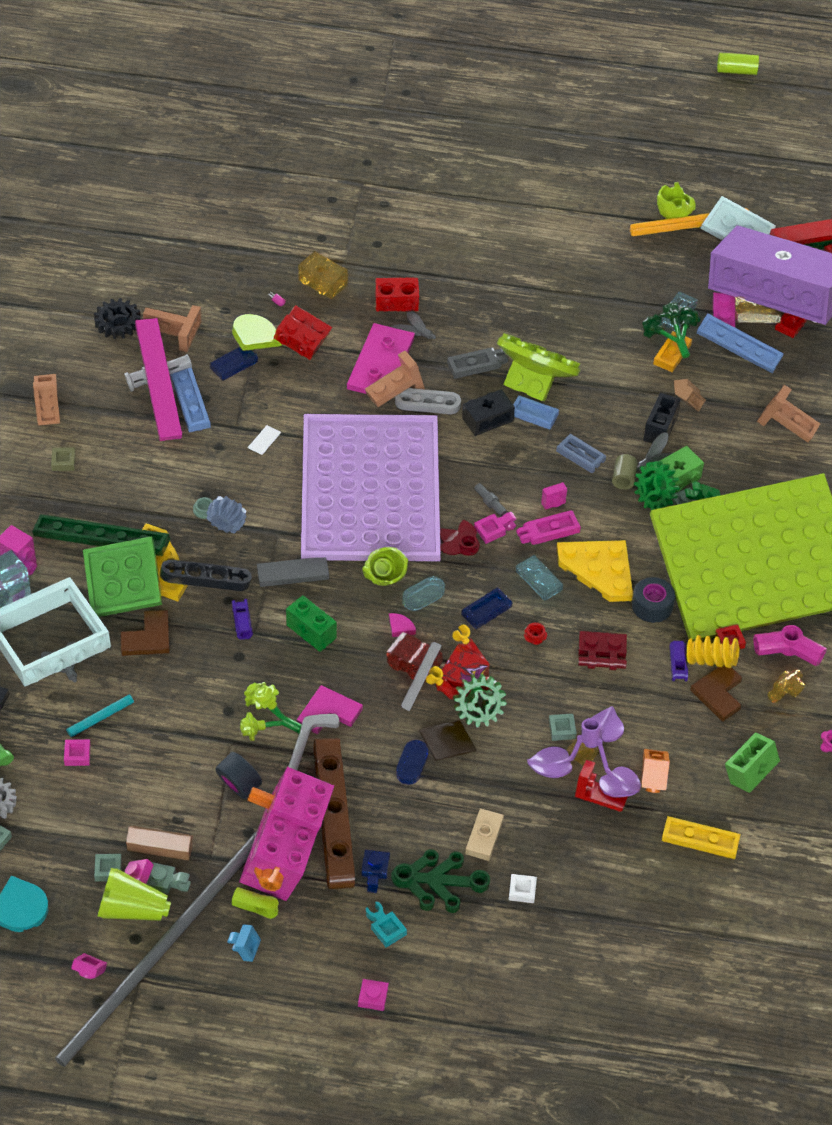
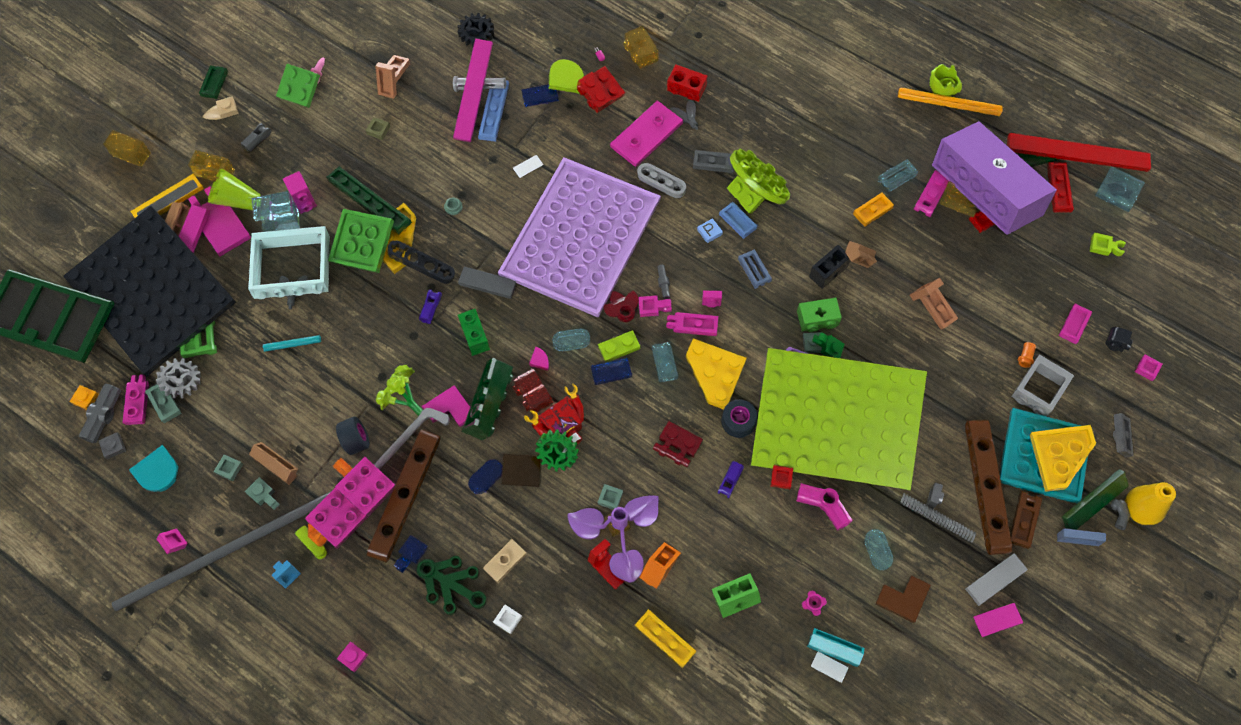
camera: 30 degrees right, 15 degrees up
(77, 752) = (258, 366): dark pink plate -> none
(131, 899) = (224, 501): lime cone -> none
(139, 869) = (243, 482): dark pink plate -> none
(148, 641) = (360, 297): reddish brown tile -> none
(177, 325) = (518, 54): nougat bracket -> none
(226, 514) = (461, 218): sand blue gear -> none
(369, 682) = (487, 399): none -> dark green wedge
(385, 566) = (552, 307): lime hair -> none
(386, 927) = (390, 606): teal plate -> none
(396, 381) = (643, 156): nougat bracket -> none
(420, 676) = (524, 410): light grey tile -> none
(480, 581) = (619, 346): none -> lime plate
(488, 412) = (700, 207): black brick -> none
(510, 433) = (709, 230): none -> light blue tile
(535, 629) = (634, 404): red plate -> none
(624, 471) = (778, 298): olive brick -> none
(654, 451) = (809, 293): dark grey piece -> none
(656, 485) = (792, 323): green gear -> none
(677, 314) = (883, 178): dark green plant -> none
(713, 652) = (758, 485): yellow piece -> none
(714, 691) = (743, 517): reddish brown tile -> none
(729, 214) = (986, 111): light aqua tile -> none
(740, 343) = (931, 222): medium blue tile -> none
(789, 683) = (806, 536): clear yellow plate -> none

